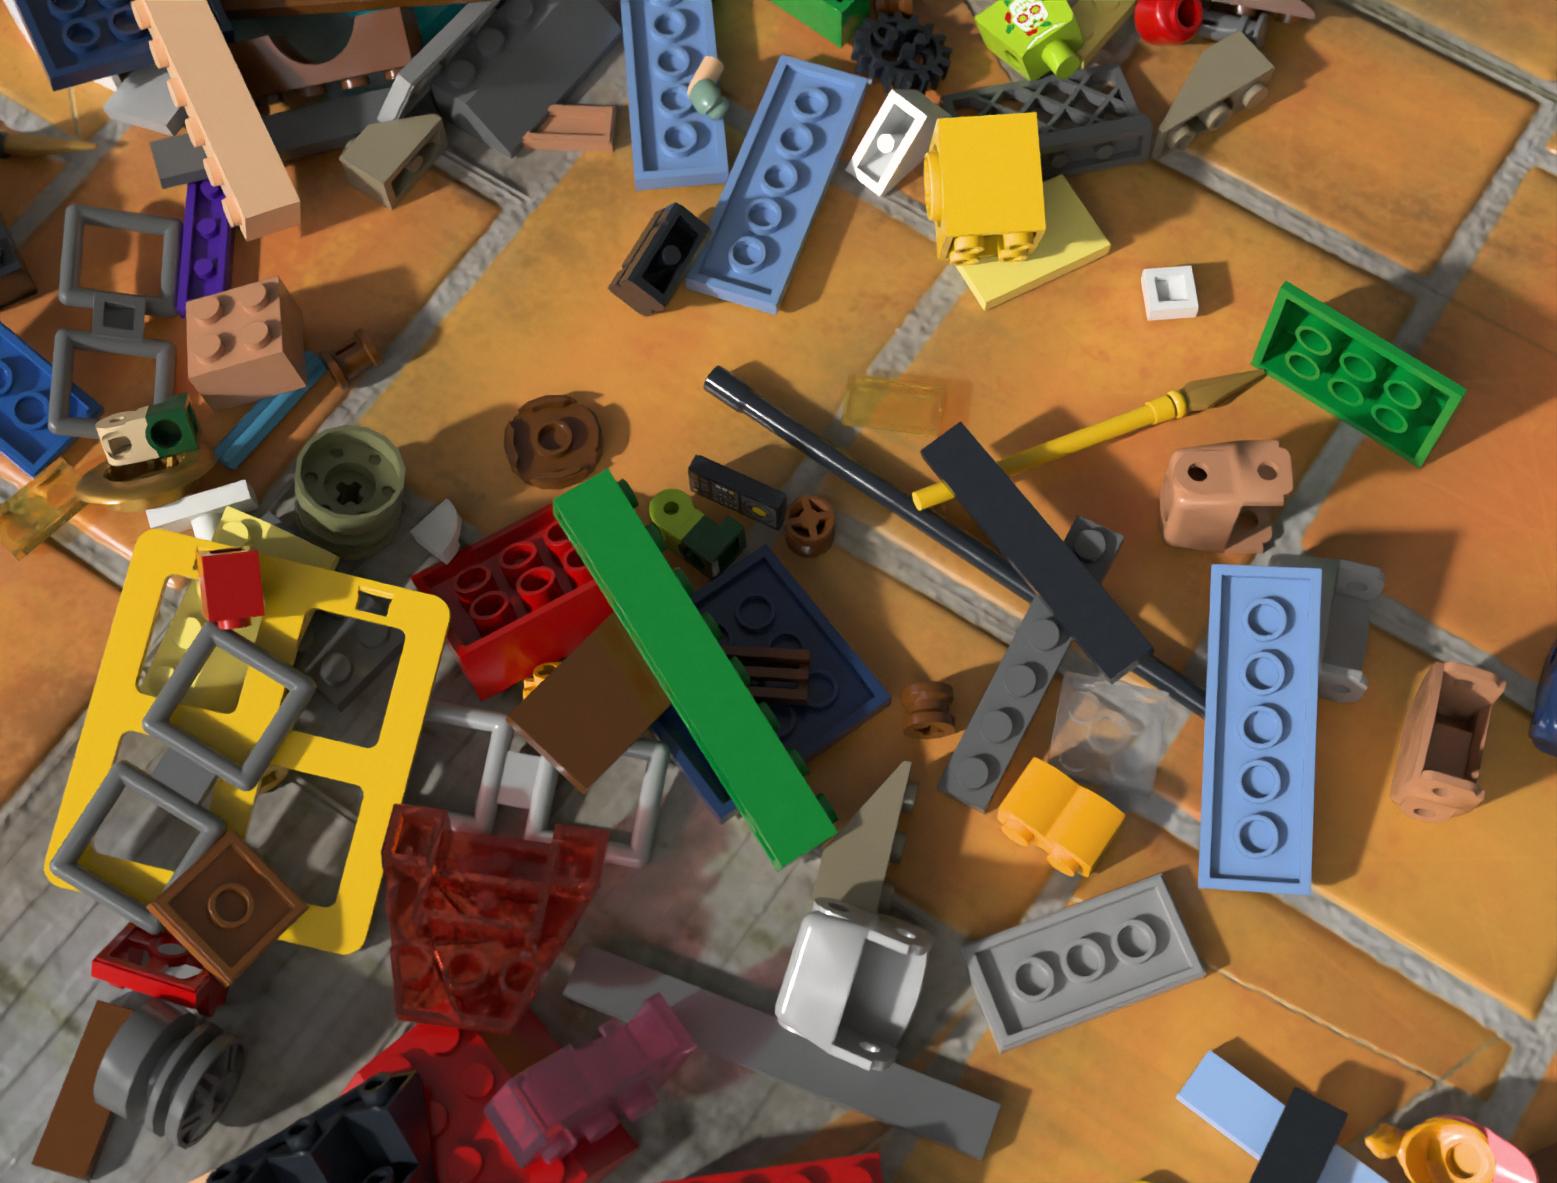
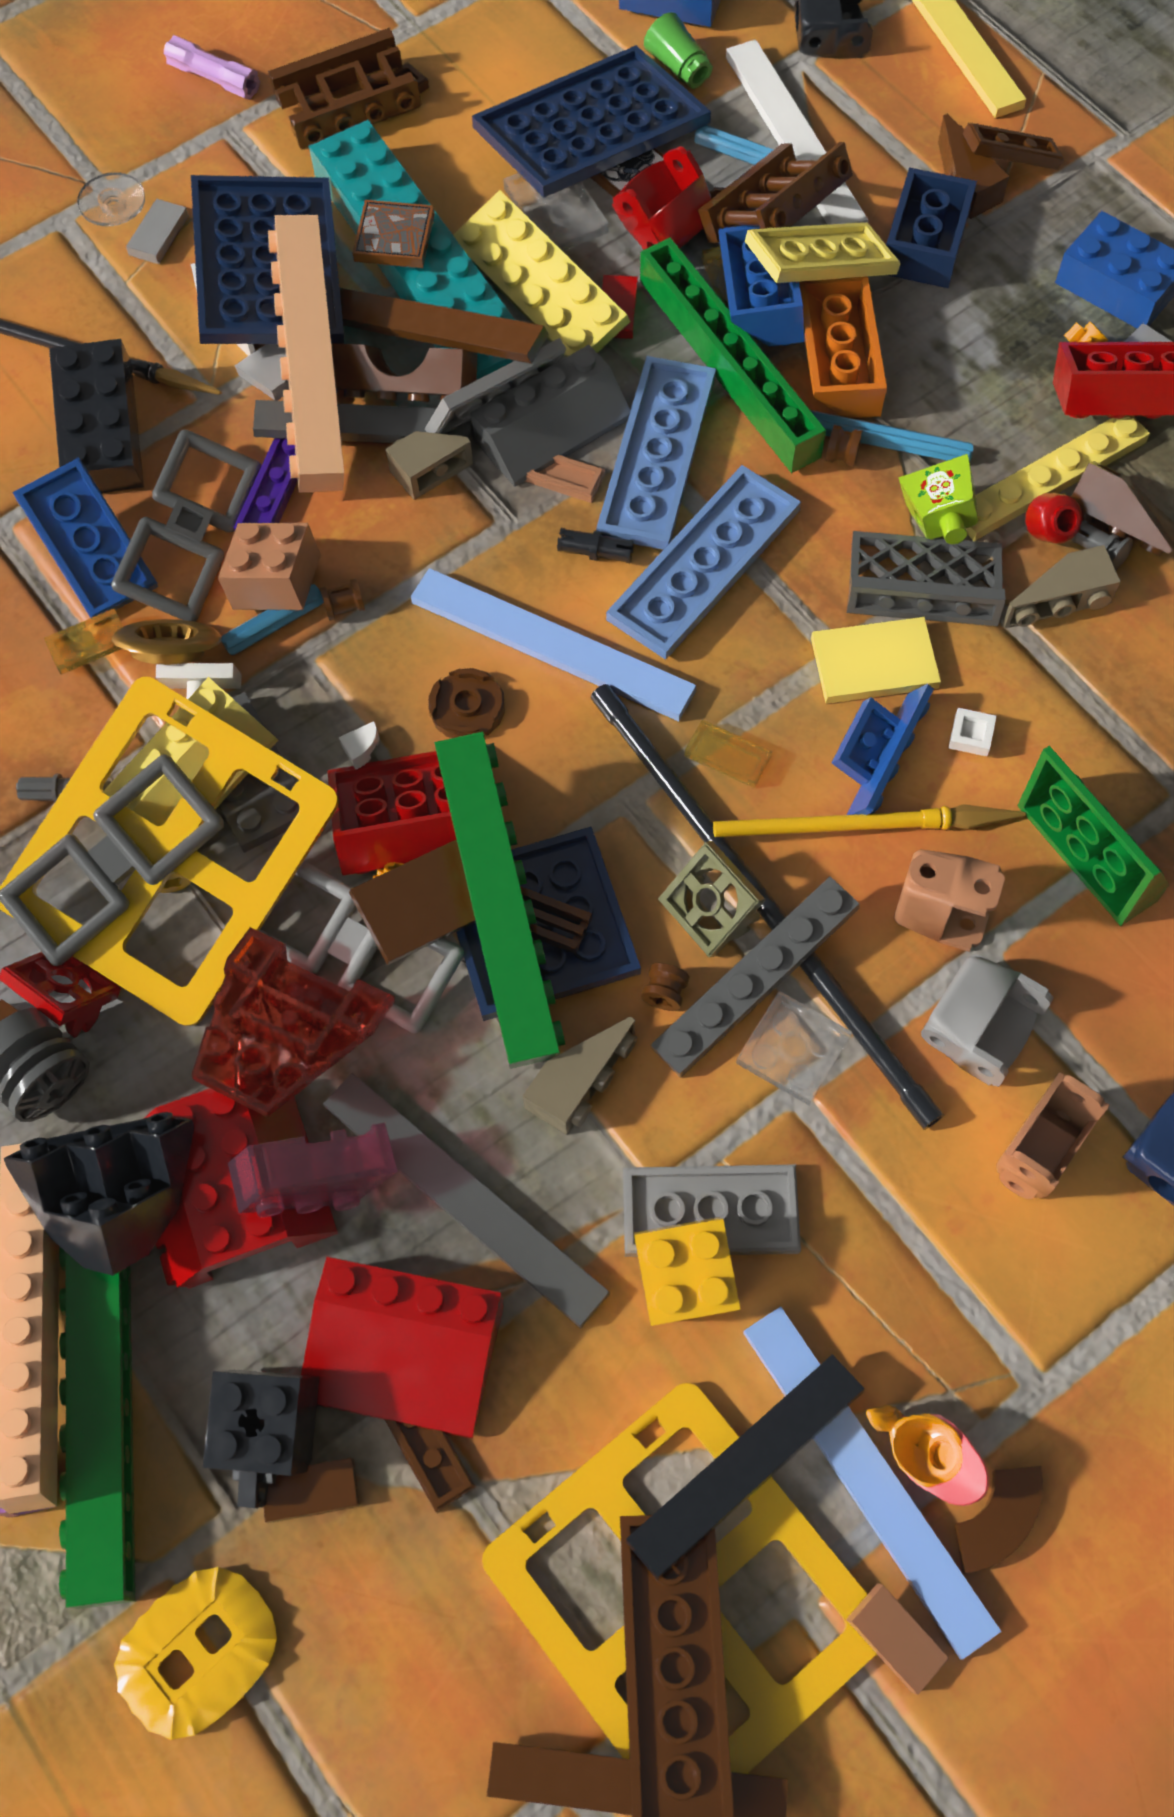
camera: 20 degrees right, 0 degrees up
(54, 712) = (41, 788): none -> dark grey axle
(150, 431) = (181, 609): leg -> none
(228, 908) = (108, 962): dark orange tile -> none
(230, 586) = (184, 733): red brick -> none
(349, 491) = (302, 694): olive wheel -> none
(631, 336) = (554, 644): none -> light blue tile
(637, 201) = (595, 545): none -> black pin
(660, 259) = (592, 592): black brick -> none
(694, 535) = (541, 804): leg -> none
(704, 92) = (671, 475): sand green arm -> none
(737, 492) = (585, 781): black tile -> none
(811, 514) = (629, 813): reddish brown wheel -> none
(853, 982) = (531, 1165): light grey piece -> none
(895, 140) = (806, 554): white slope -> none
(901, 53) = (828, 478): black gear -> none
(985, 187) = (850, 608): yellow brick -> none
(993, 576) = (691, 876): none -> olive piece
(1037, 553) = (787, 895): black tile -> none
(1060, 818) = (733, 1097): light orange brick -> none
(1066, 343) = (875, 745): none -> blue bracket
(1088, 1046) = (686, 1271): none -> yellow brick
(1260, 729) = (907, 1080): medium blue plate -> none

